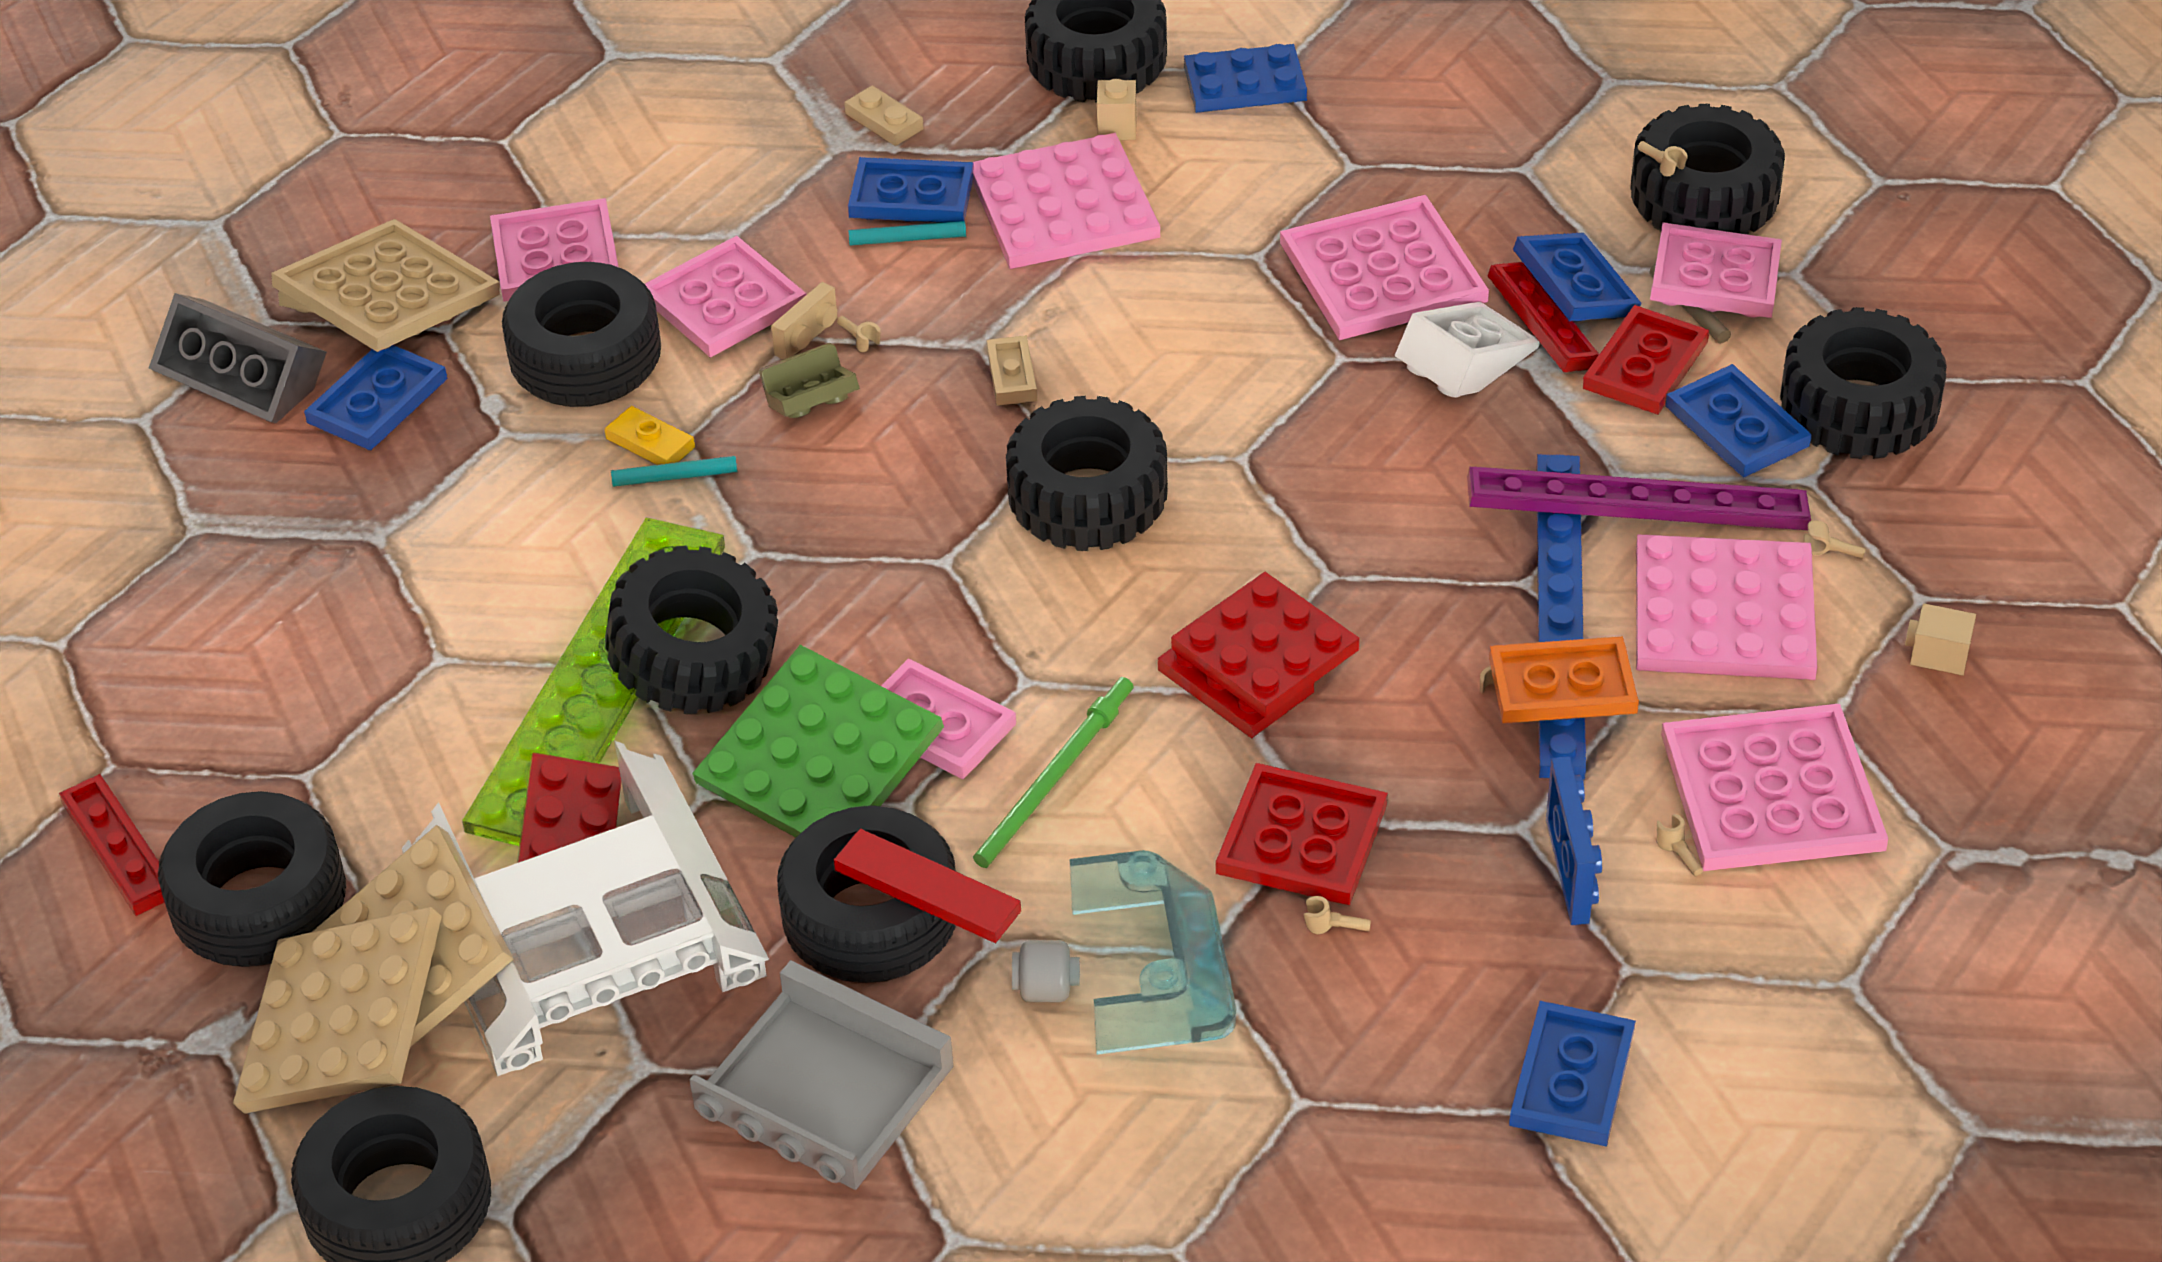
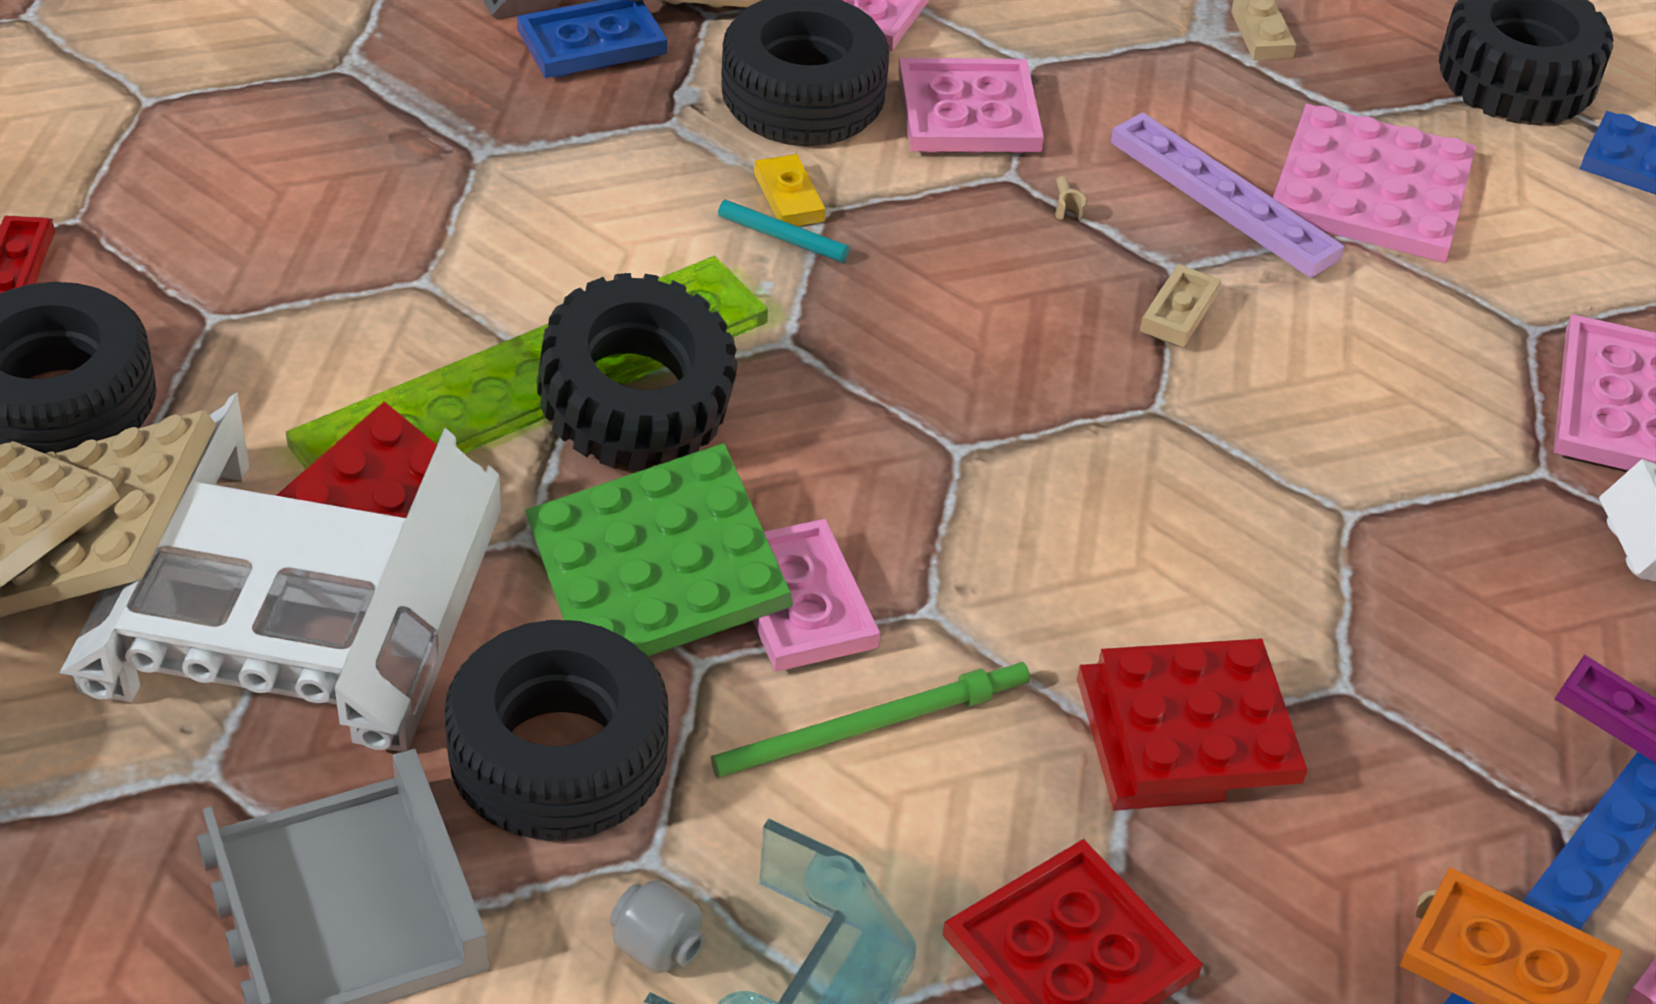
camera: 30 degrees right, 0 degrees up
(804, 321) = (1020, 161): tan plate -> none
(807, 381) = (973, 213): olive bracket -> none
(907, 233) = (1204, 140): teal bar -> none
(911, 190) = (1228, 100): blue plate -> none
(928, 885) = (591, 757): red tile -> none
(970, 266) = (1227, 195): none -> lavender plate
(1095, 508) = (1152, 479): black tyre -> none
(1117, 108) = (1494, 123): tan brick -> none

